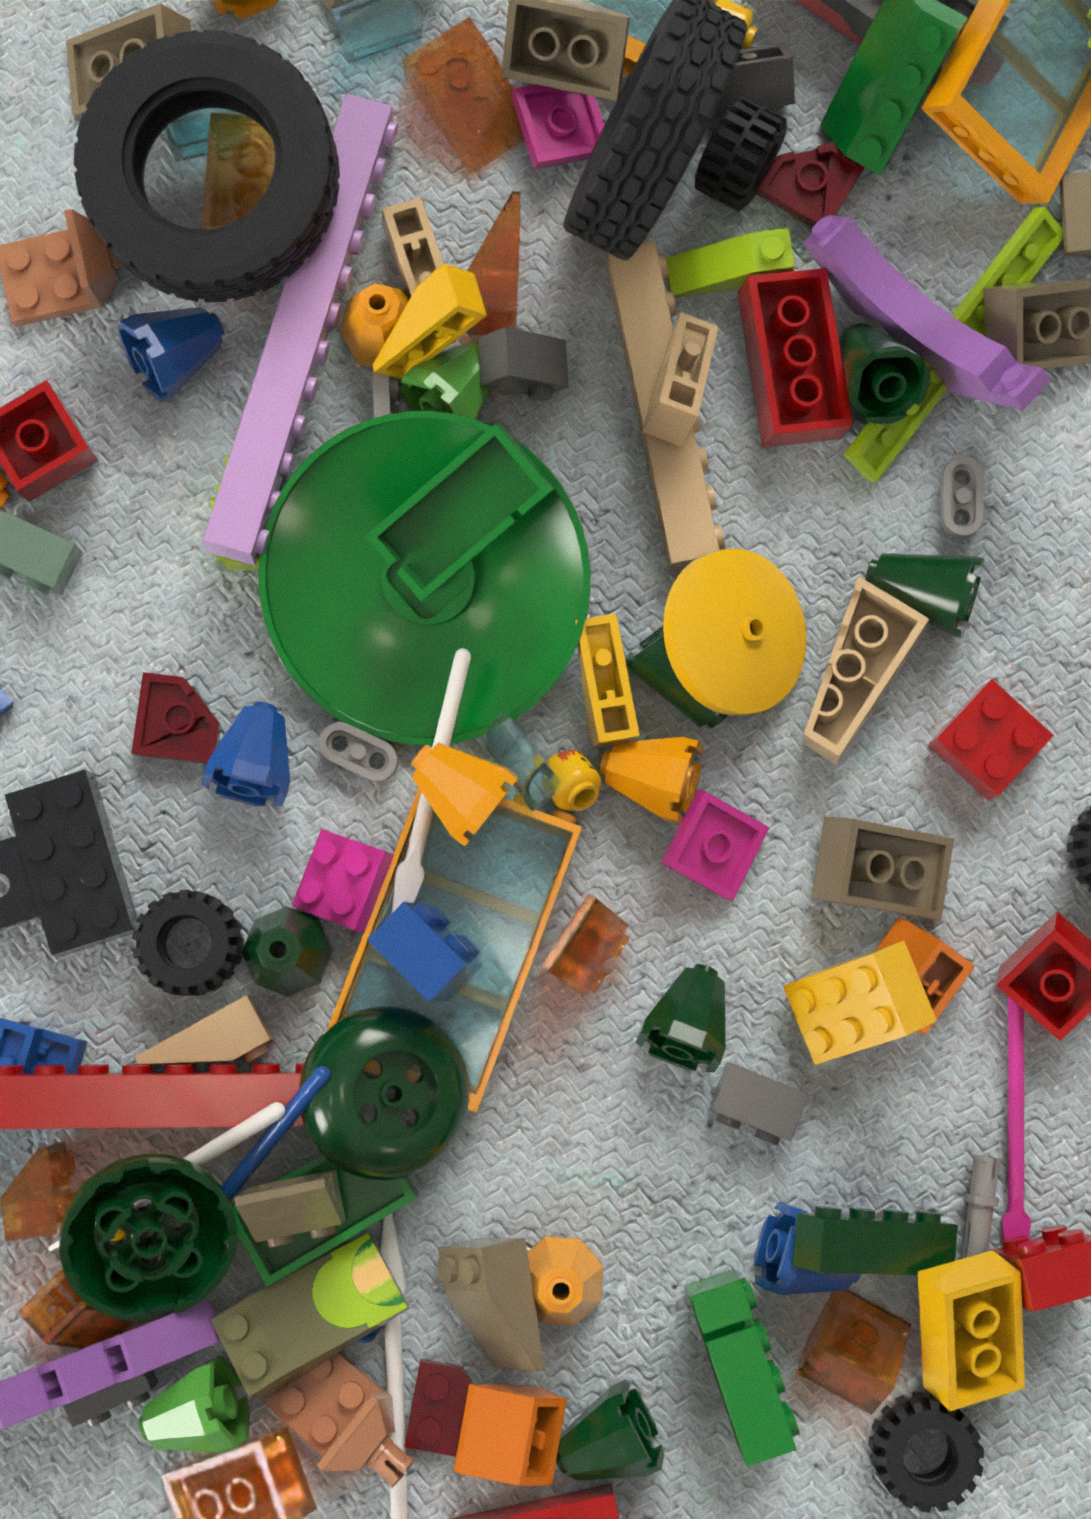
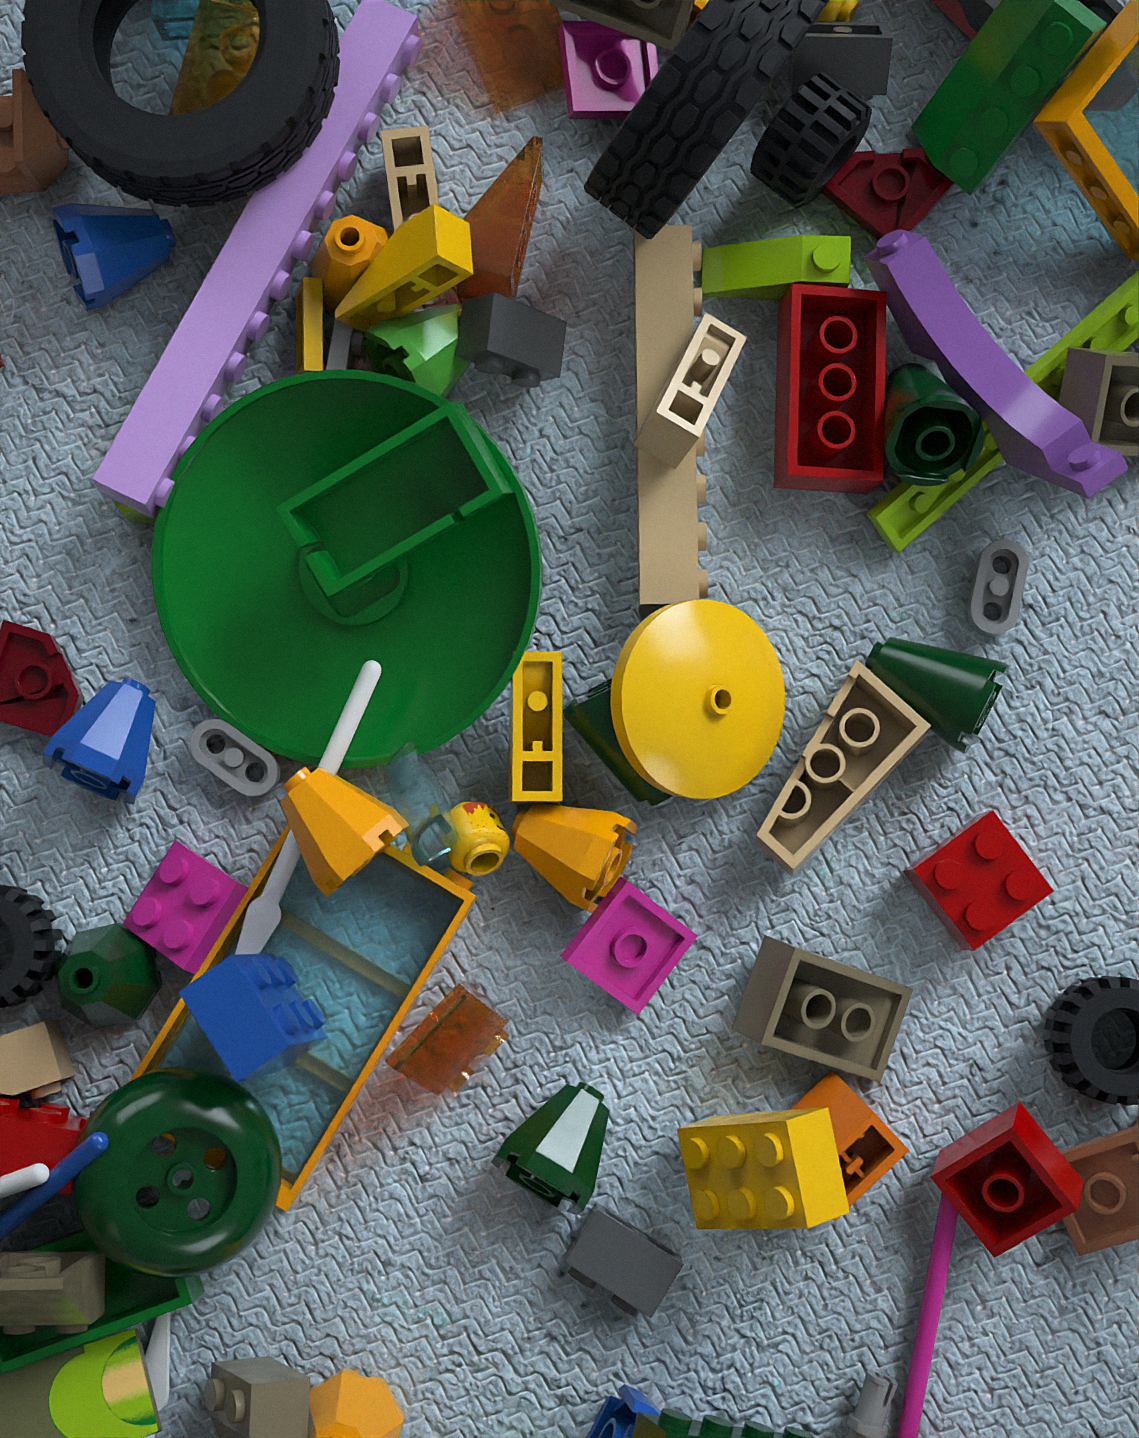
camera: 15 degrees right, 0 degrees up
(350, 383) = (309, 326): none -> yellow tile

